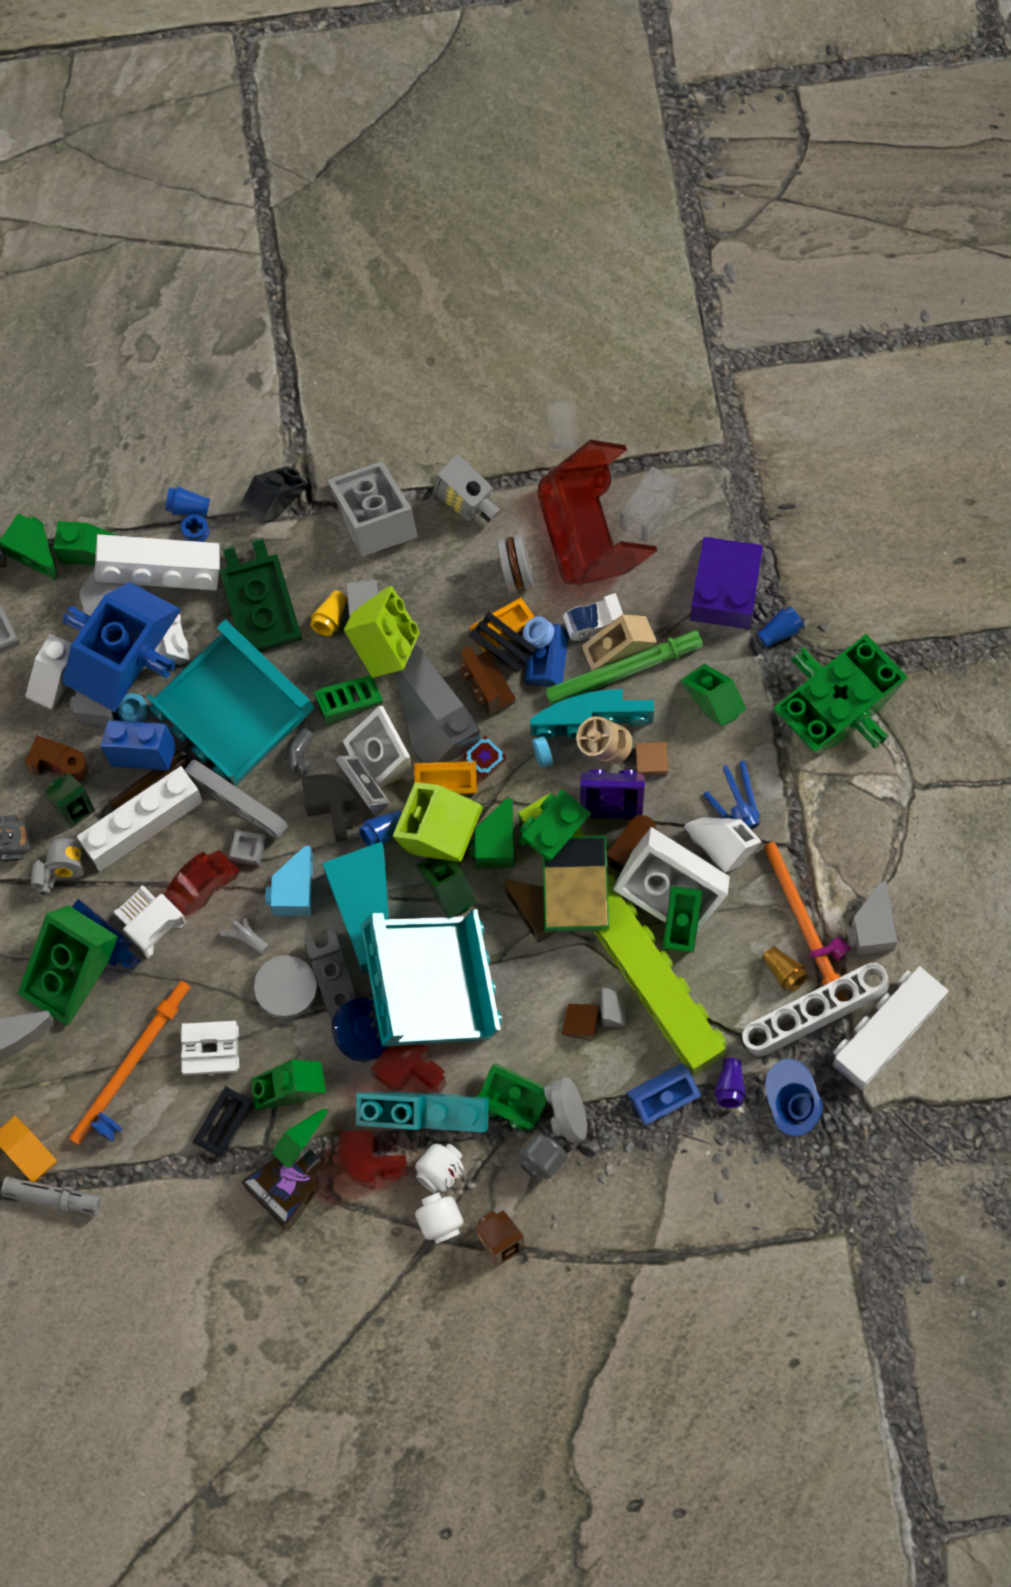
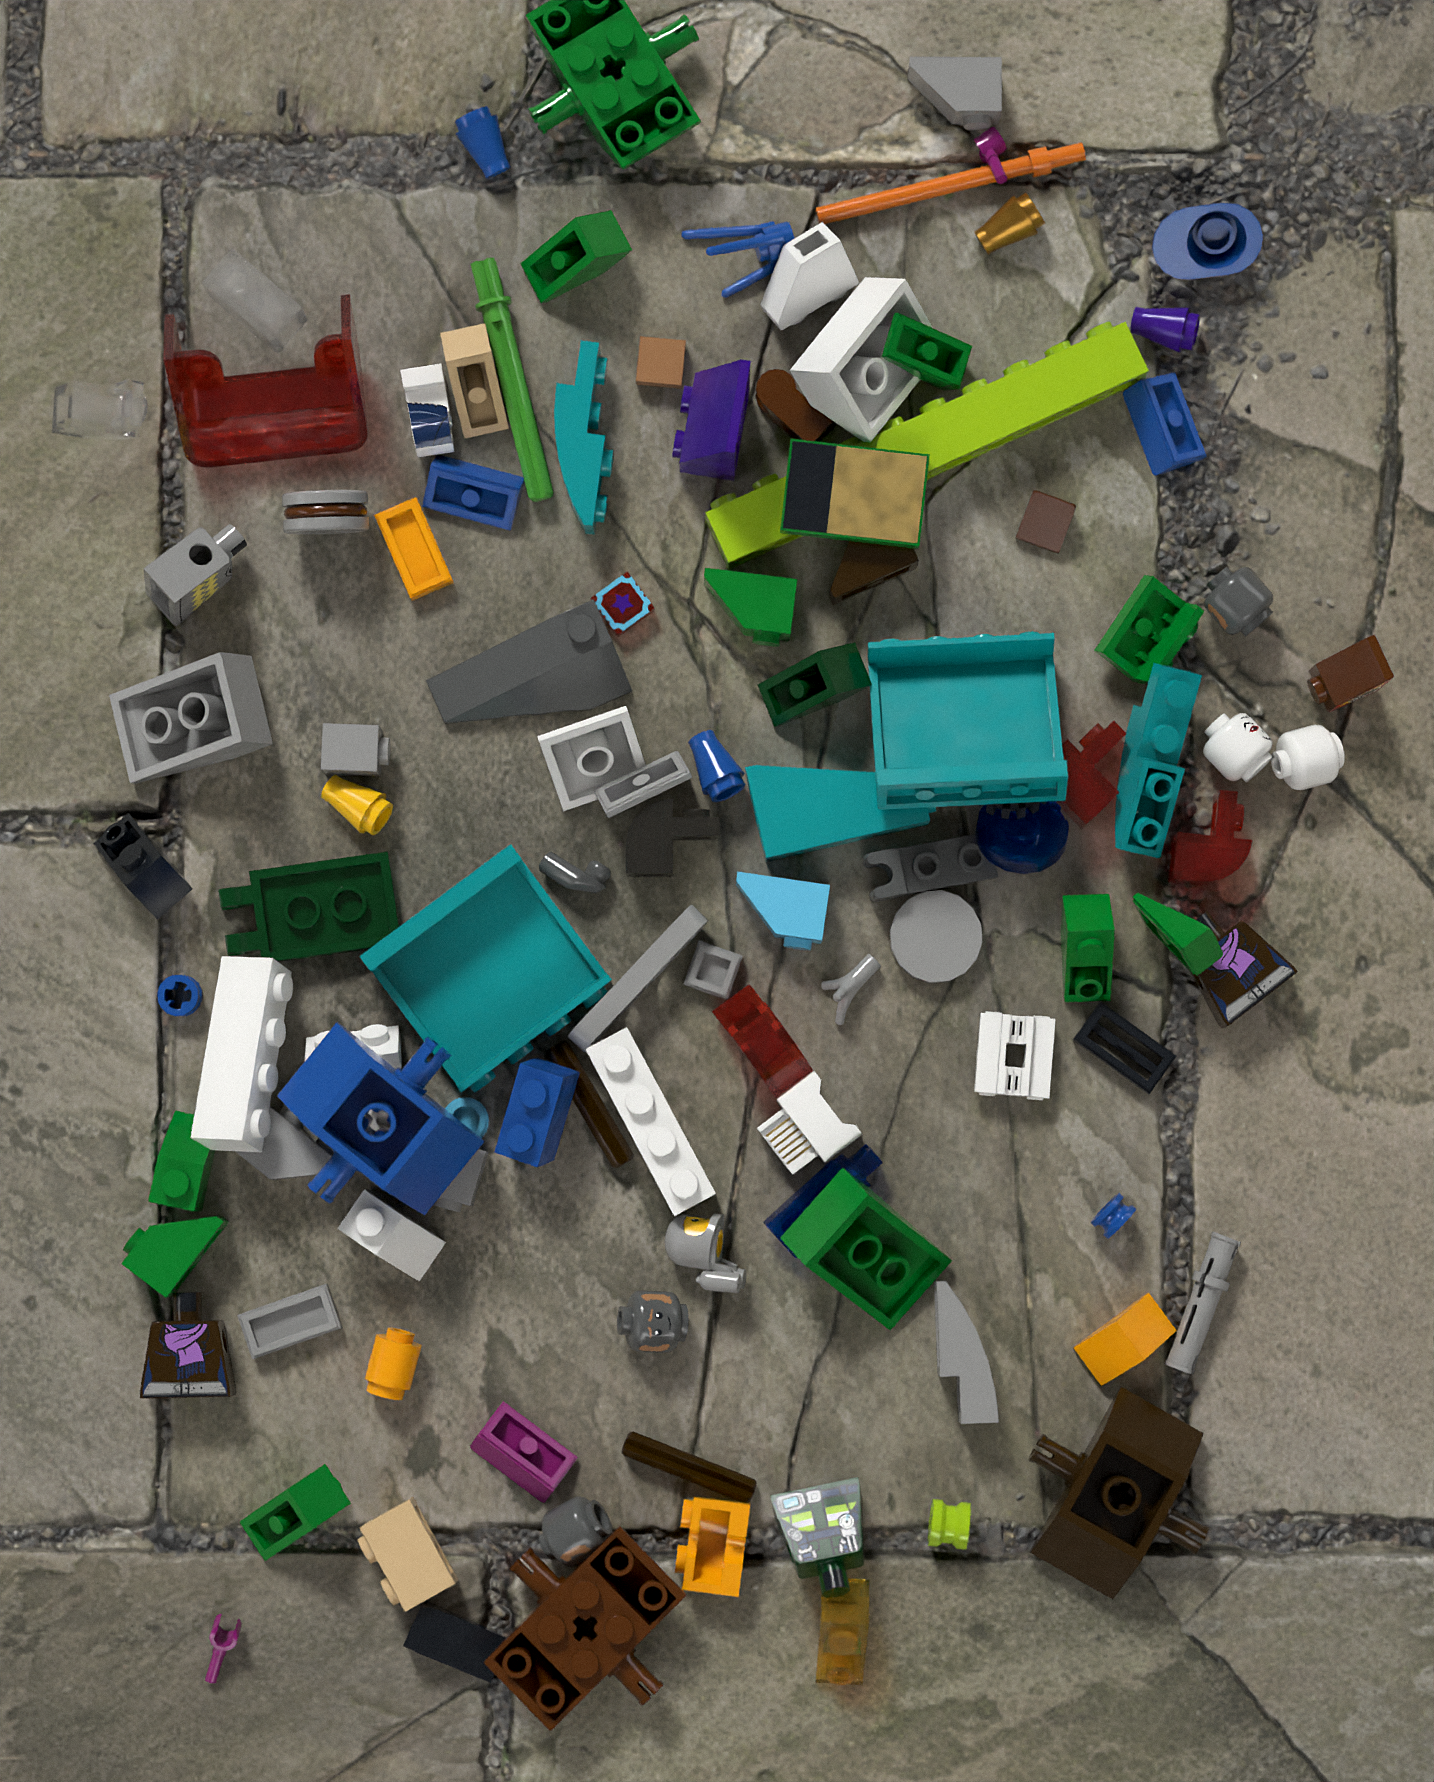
camera: 85 degrees left, 15 degrees up
(56, 758) = (540, 1223): reddish brown leg -> none
(69, 800) = (602, 1227): dark green slope -> none
(166, 1011) = (948, 1113): orange bar -> none
(184, 502) = (135, 1004): blue cone -> none
(343, 711) = (508, 829): green slope -> none
(382, 633) = (414, 723): lime slope -> none
(437, 822) = (727, 681): lime slope -> none
(455, 776) = (650, 664): light orange tile -> none
(488, 682) = (505, 582): reddish brown bracket -> none
(508, 632) = (476, 524): black tile -> none
(538, 632) = (439, 496): light blue tile -> none
(542, 752) = (631, 517): medium azure tile -> none
(555, 824) = (765, 510): green bracket -> none
(568, 1109) = (1173, 554): light grey tile -> none
(604, 740) = (633, 422): tan wheel -> none
(612, 1008) = (1034, 475): light grey slope -> none
(726, 583) = (396, 207): dark purple slope -> none
(826, 997) = (1089, 166): white beam -> none
(889, 1028) = (1117, 93): white brick -> none

